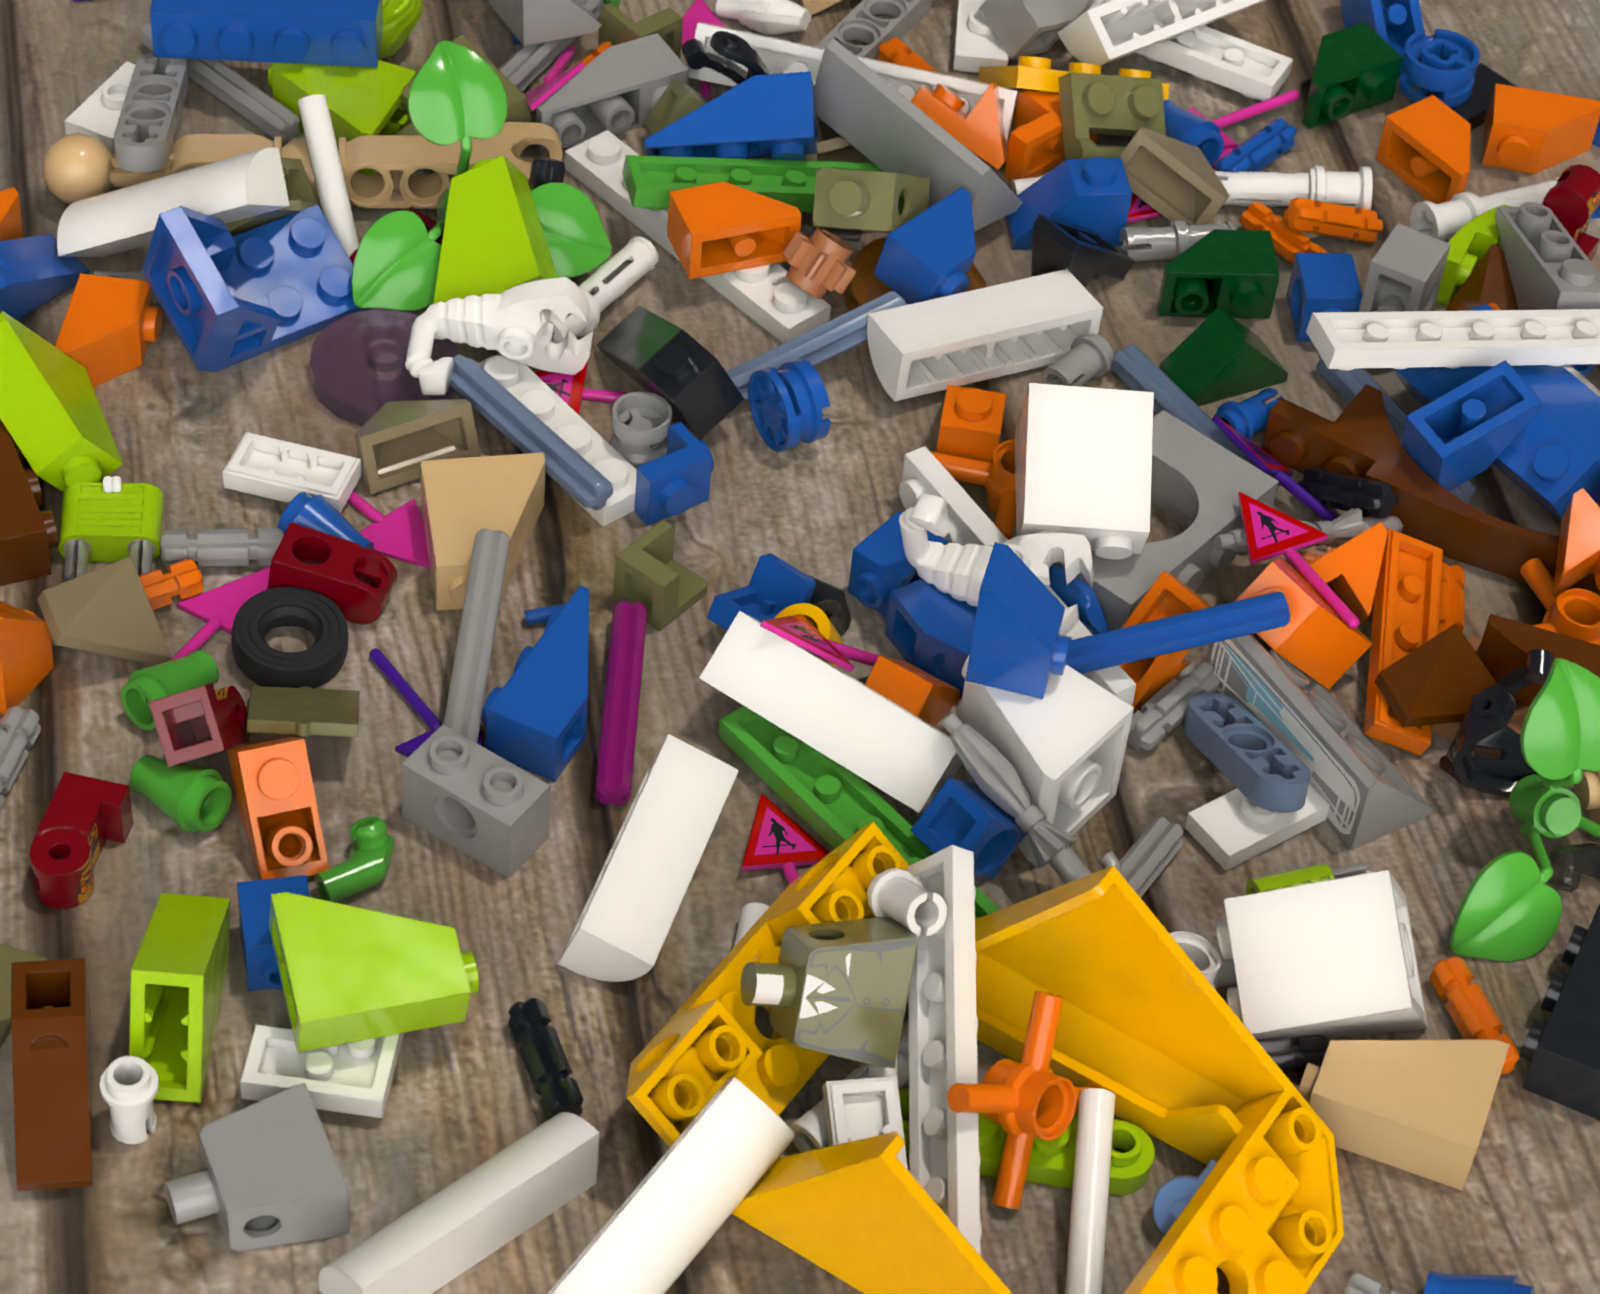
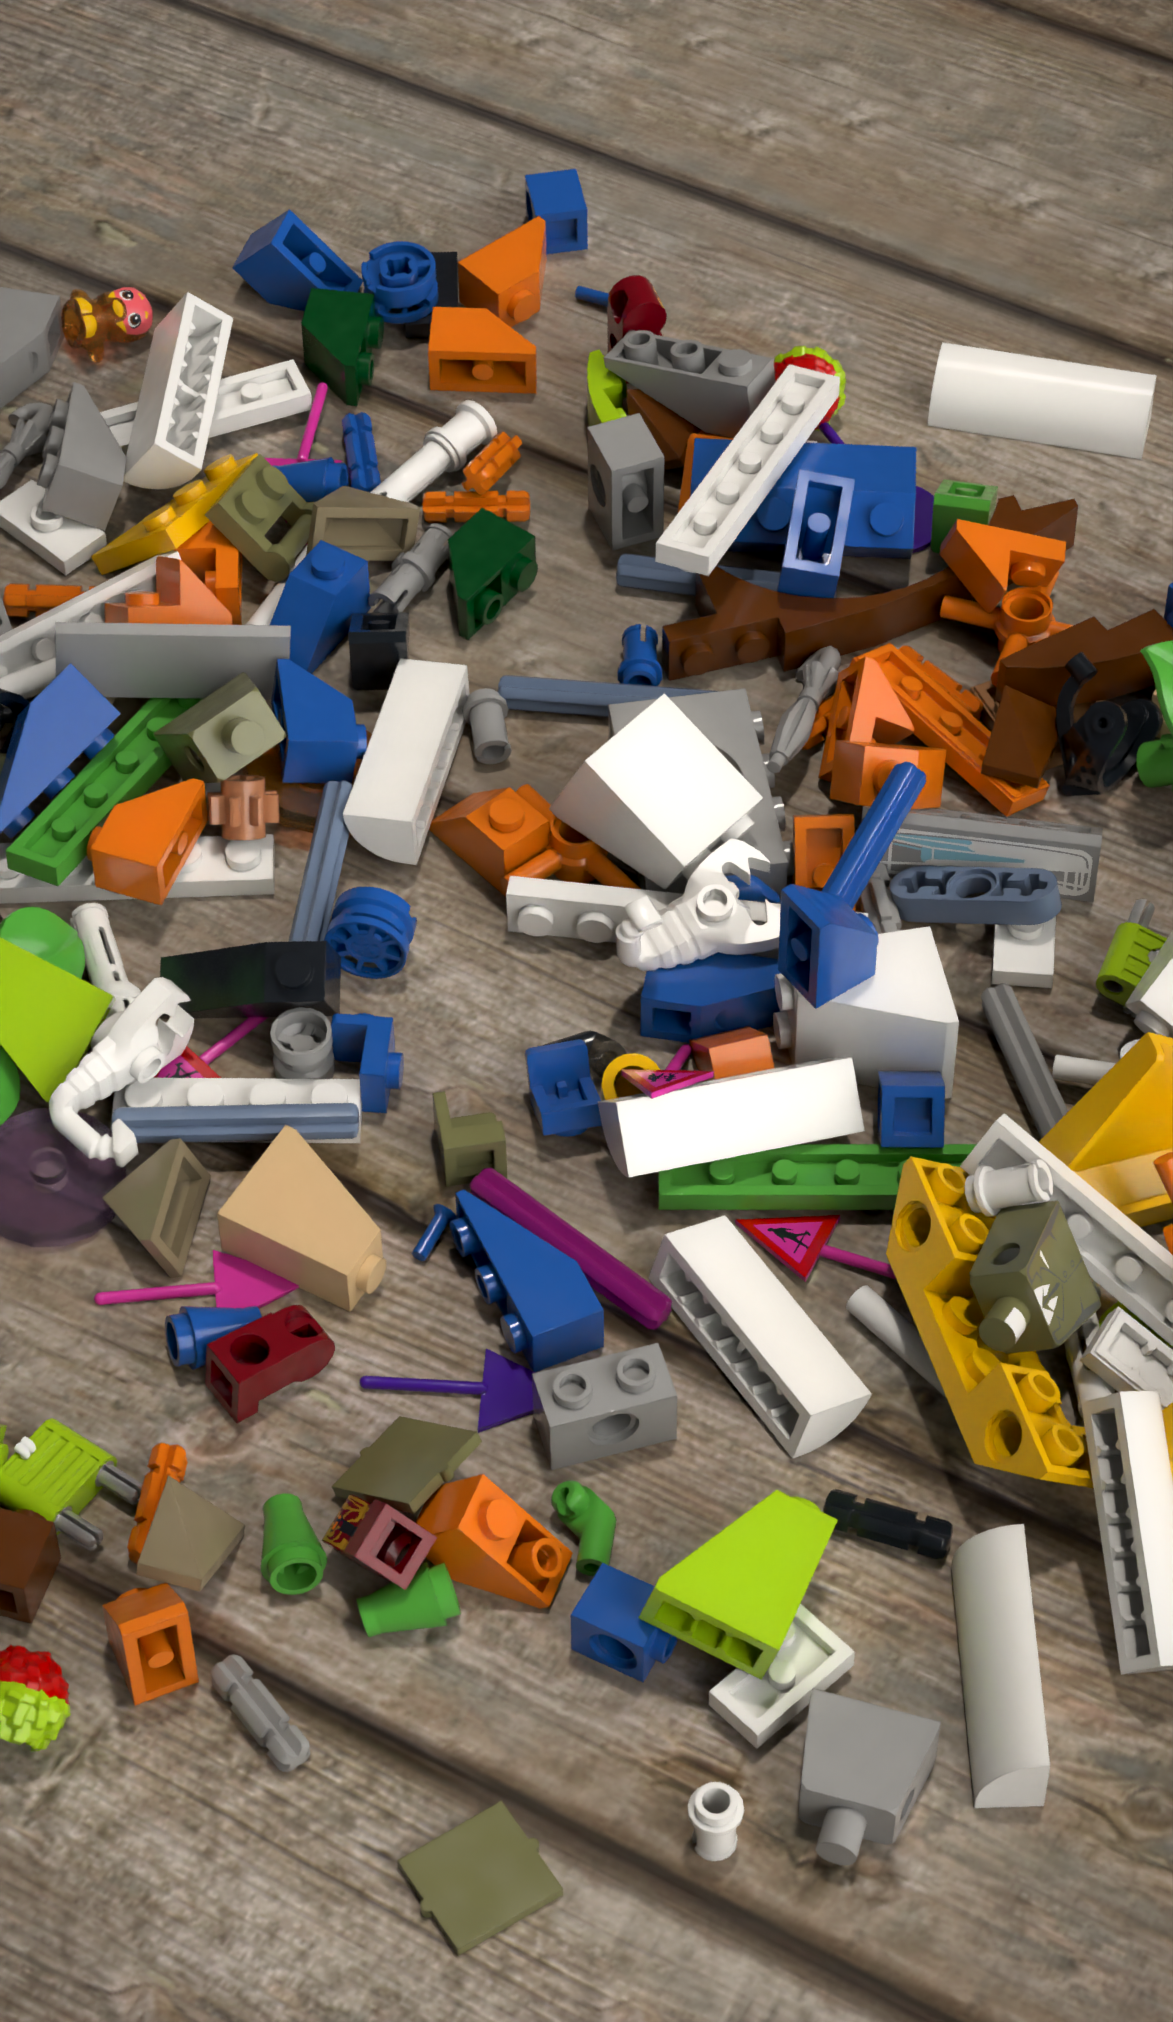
camera: 45 degrees left, 5 degrees up
(52, 1074) = (646, 1859): reddish brown slope -> none
(73, 835) = (395, 1707): dark red leg -> none
(180, 991) = (634, 1720): lime slope -> none
(220, 546) = (157, 1414): light grey axle -> none
(220, 607) = (222, 1450): dark pink piece -> none
(285, 469) = (117, 1314): white plate -> none
(289, 608) = (313, 1463): black tyre -> none
(477, 633) = (447, 1300): light grey axle -> none
(882, 566) = (598, 982): blue brick -> none
(1004, 787) = (915, 1059): light grey piece -> none
(1222, 361) = (567, 637): dark green slope -> none
(1276, 533) = (810, 727): piece -> none
(1278, 470) = (711, 682): dark purple piece -> none
(1321, 285) = (566, 526): blue brick -> none
(1349, 492) = (782, 657): black axle -> none
(1449, 217) = (560, 380): white pin -> none

